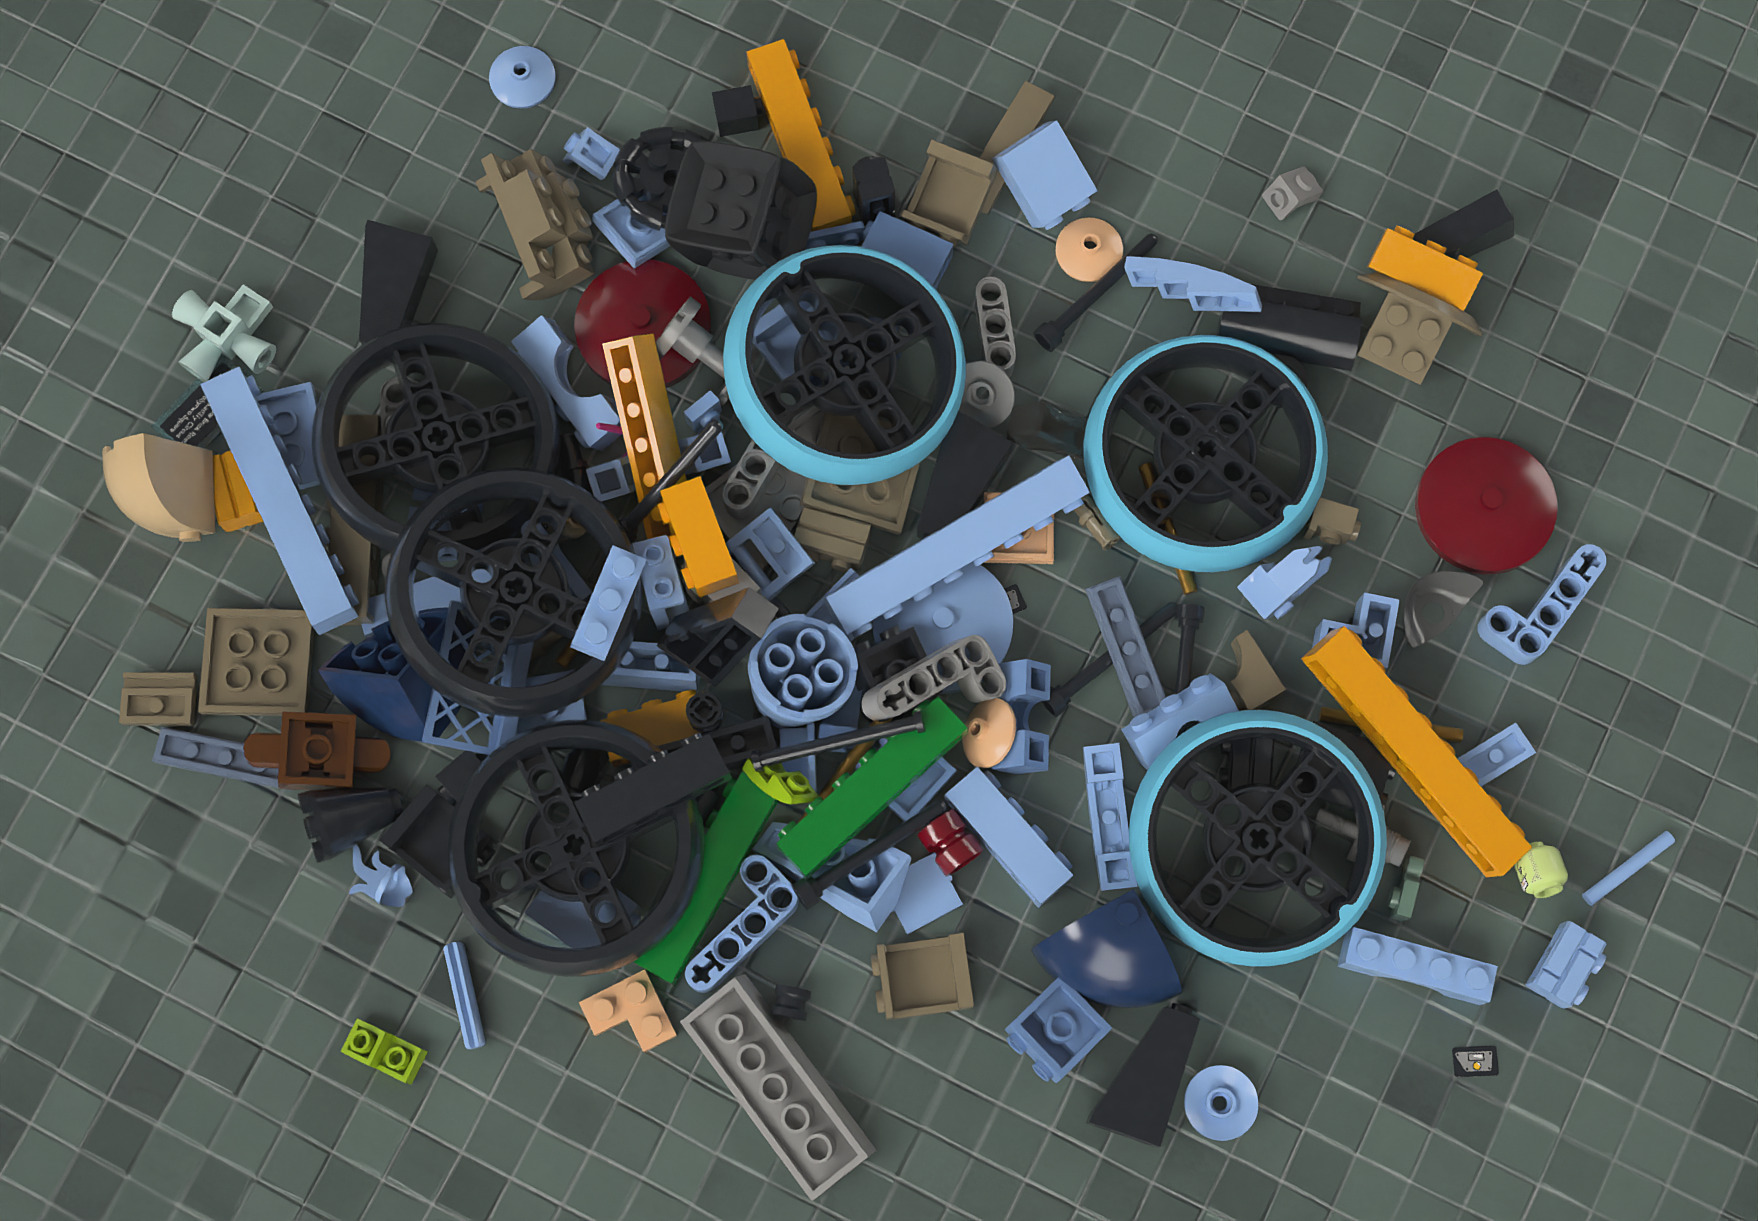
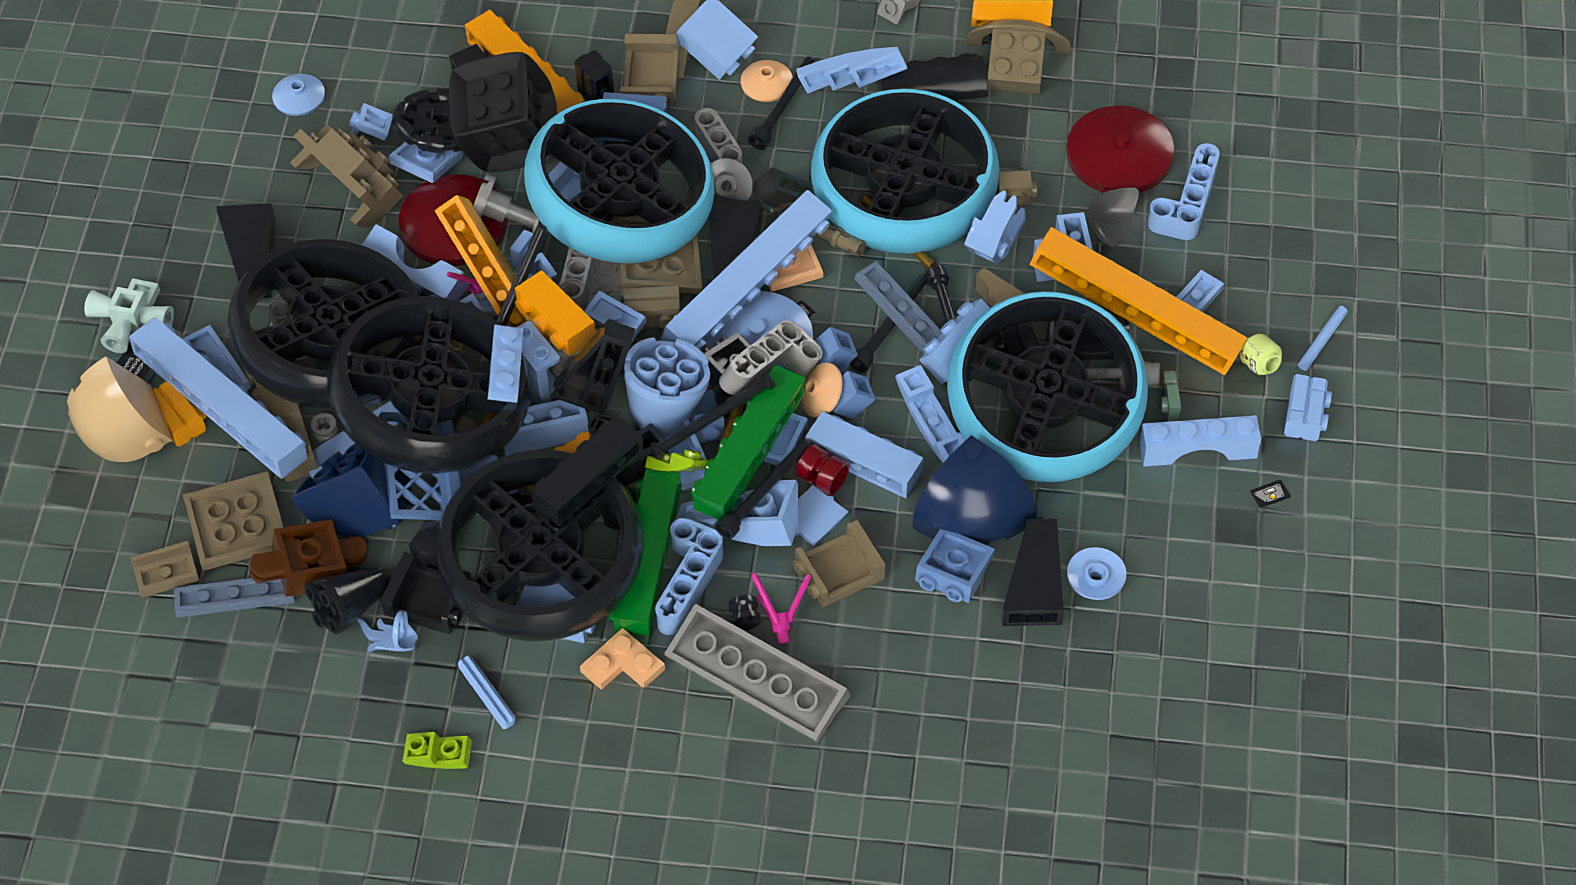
camera: 20 degrees left, 20 degrees down
(828, 1027) = (780, 621): none -> dark pink plant

